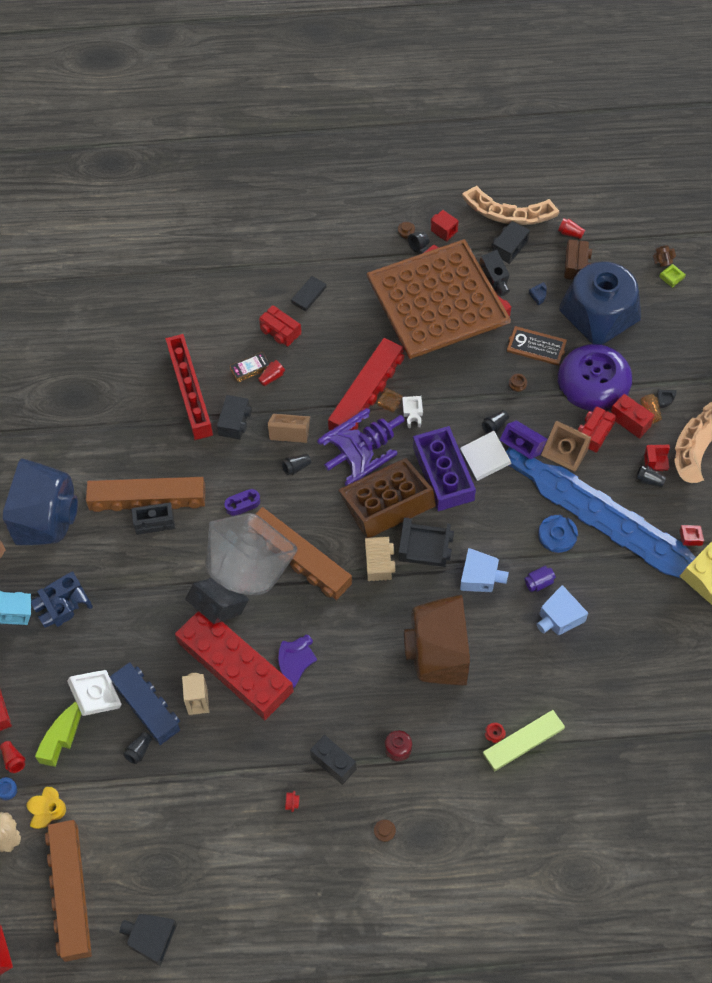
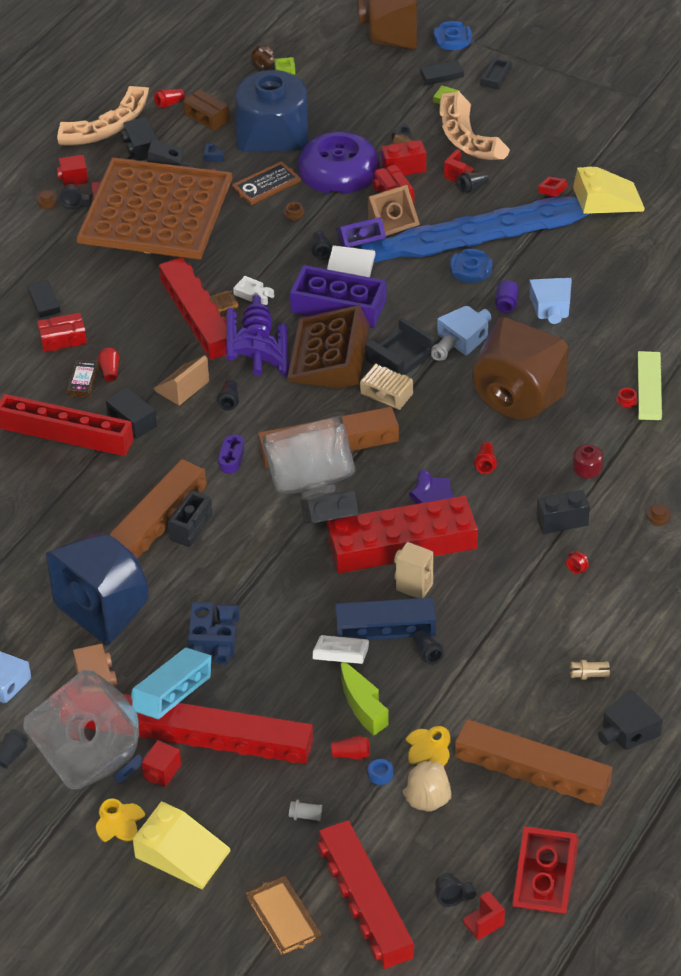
camera: 55 degrees left, 15 degrees down
(185, 872) = (589, 669): none -> tan pin
(353, 671) = (485, 460): none -> red cone
(450, 570) = (440, 350): none -> light grey pin

